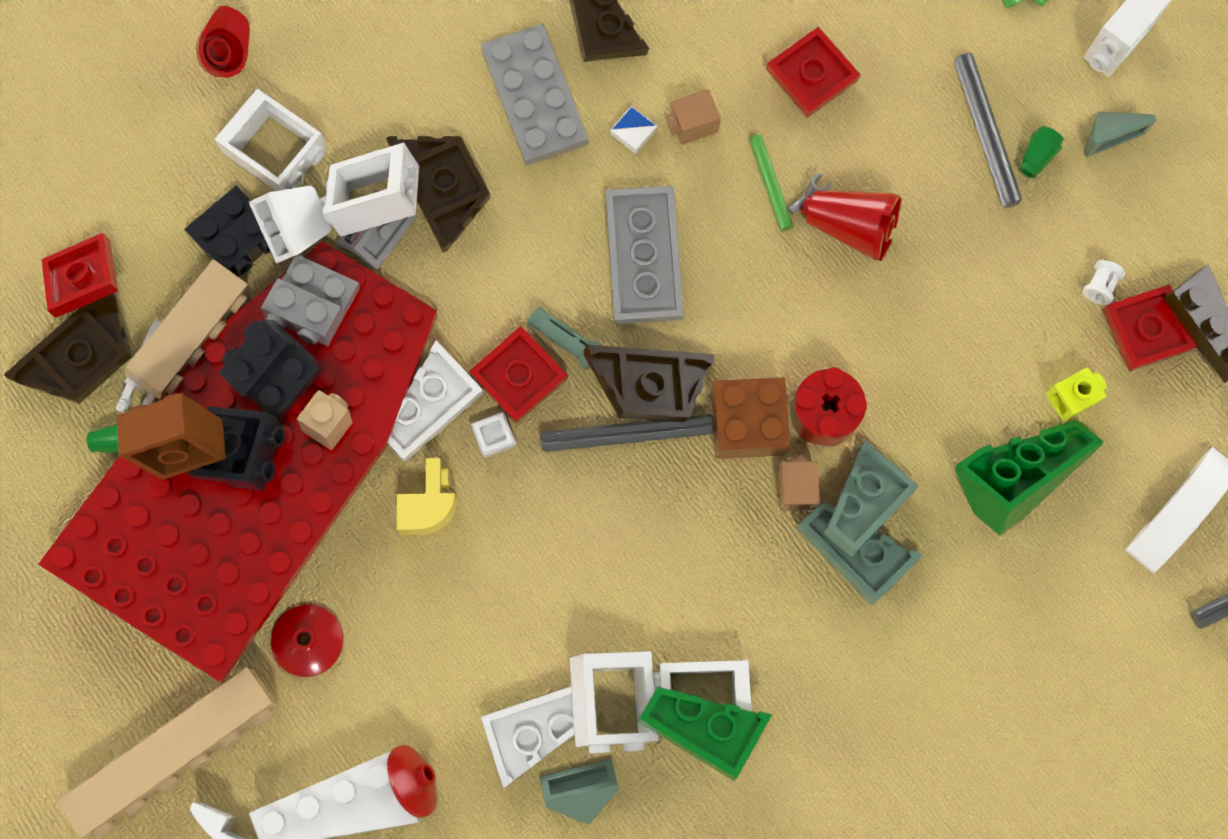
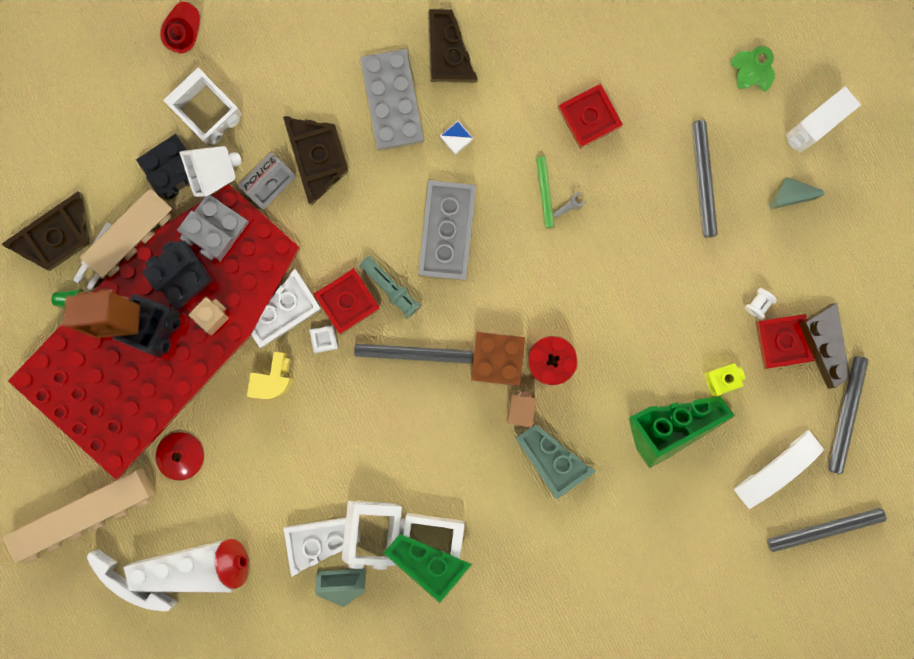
camera: 15 degrees right, 10 degrees up
(79, 275) = (59, 182): red plate -> none
(376, 208) = (278, 171): white window -> none
(648, 381) = (433, 323): dark brown wing -> none
(693, 117) = (499, 136): medium nougat brick -> none
(855, 218) = (597, 230): red cone -> none
(868, 499) = (565, 429): sand green wing -> none
(1040, 151) = (738, 201): green cone -> none

